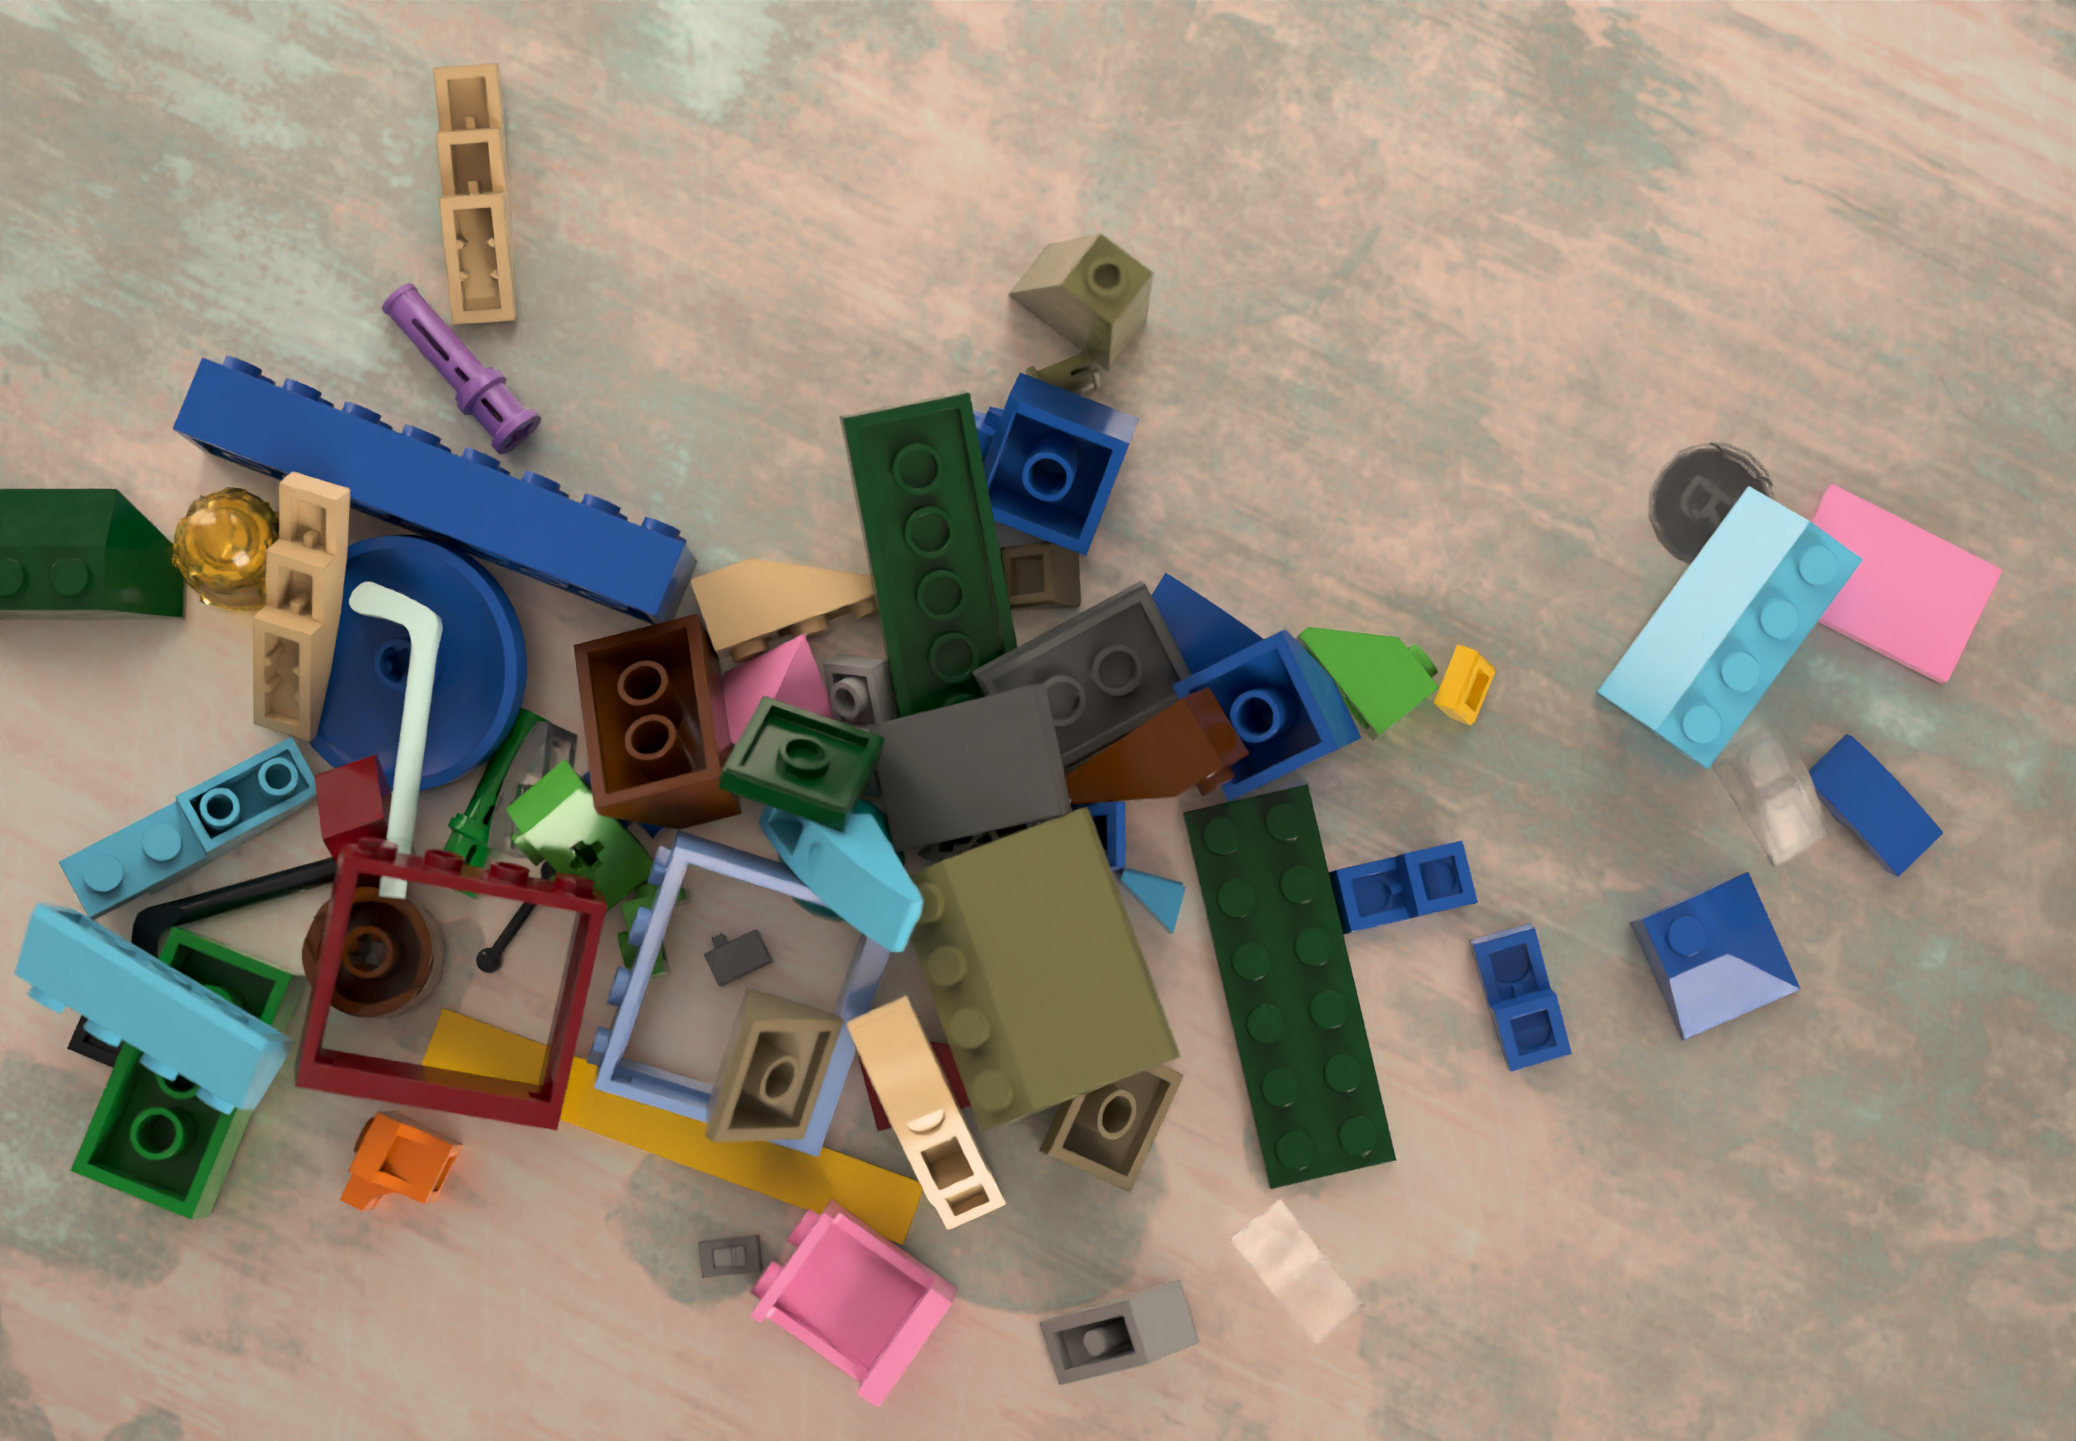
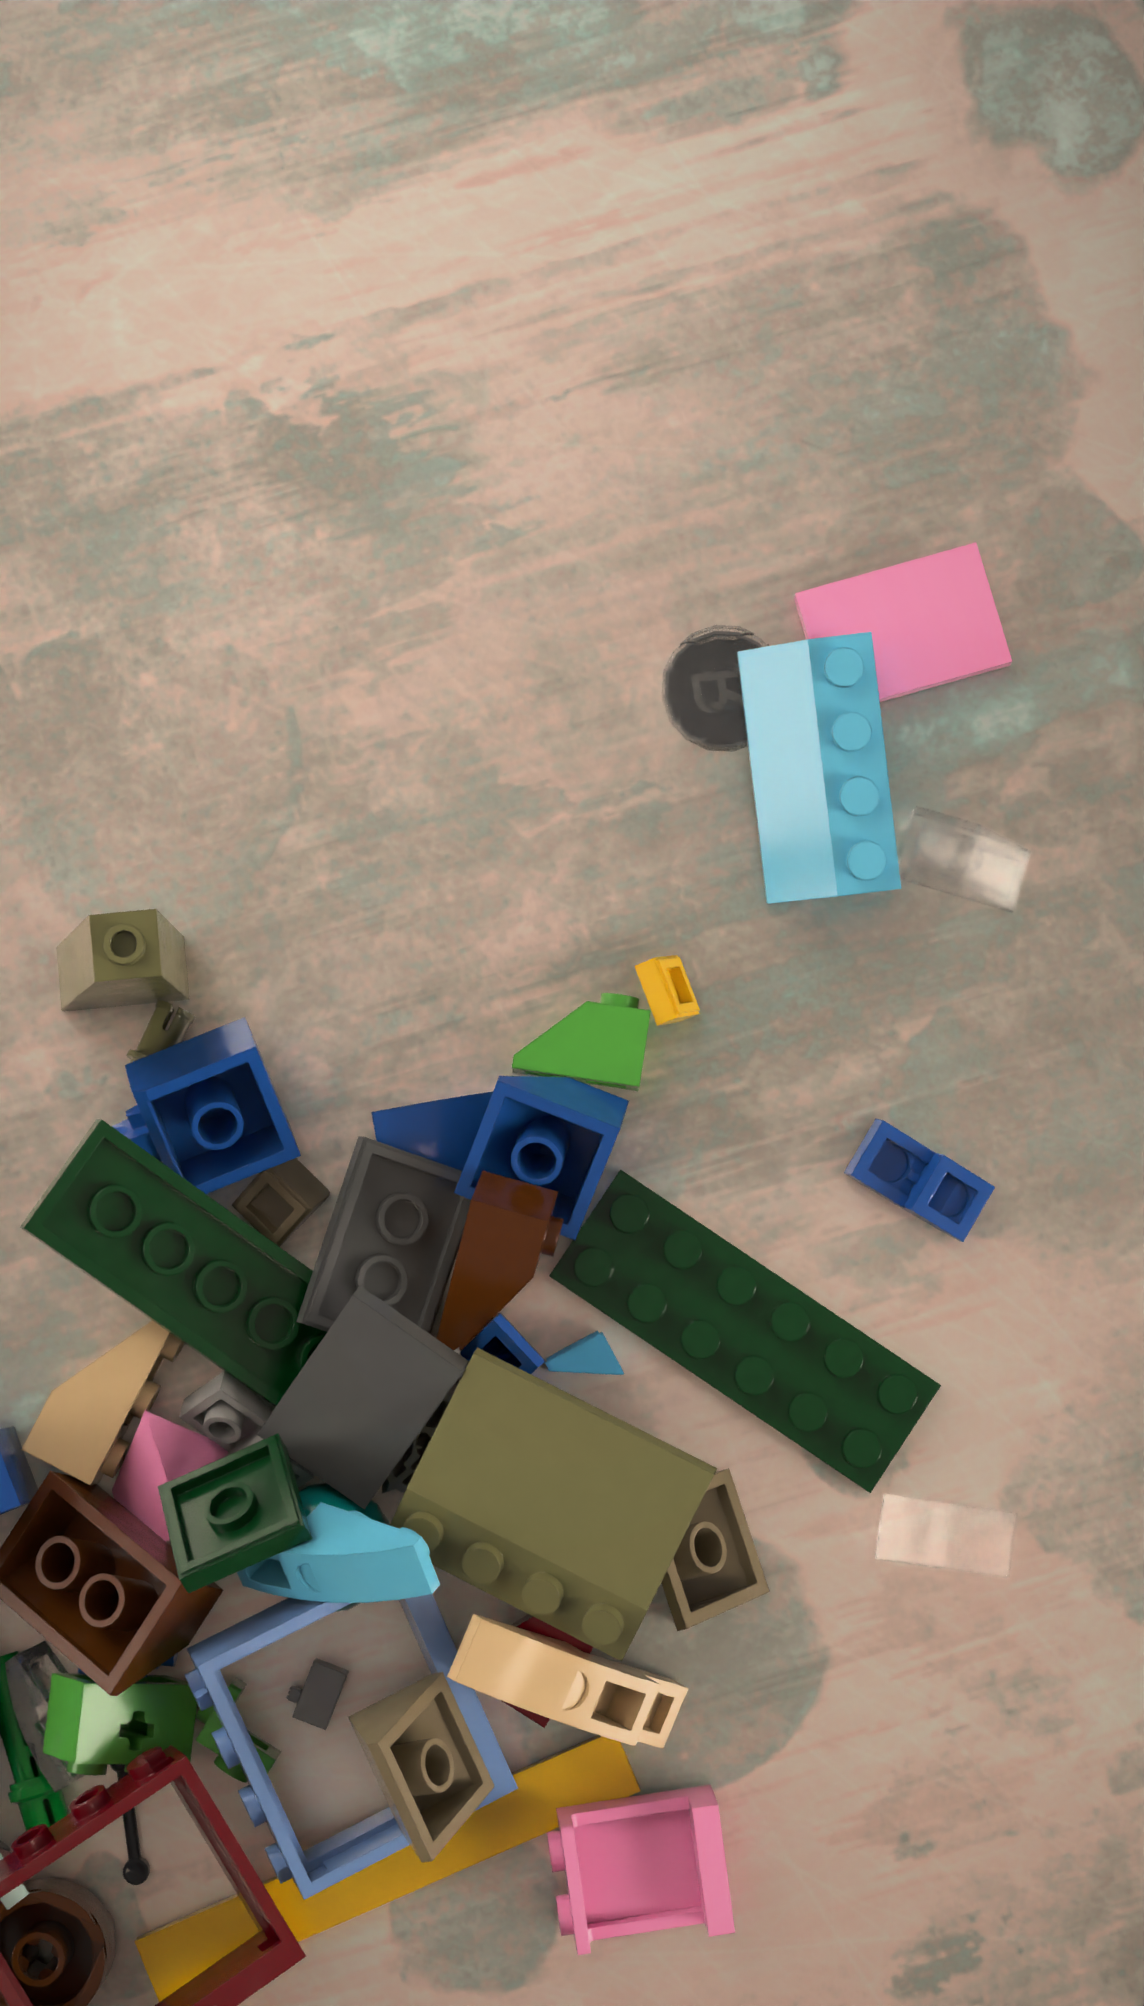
camera: 45 degrees left, 0 degrees up
(730, 1256) = (521, 1920): flat silver piece -> none
(1120, 1333) = (860, 1704): light grey slope -> none
(1403, 887) = (760, 1179): blue slope -> none
(1715, 955) = (1030, 1016): blue slope -> none
(1873, 805) = (1042, 801): blue slope -> none

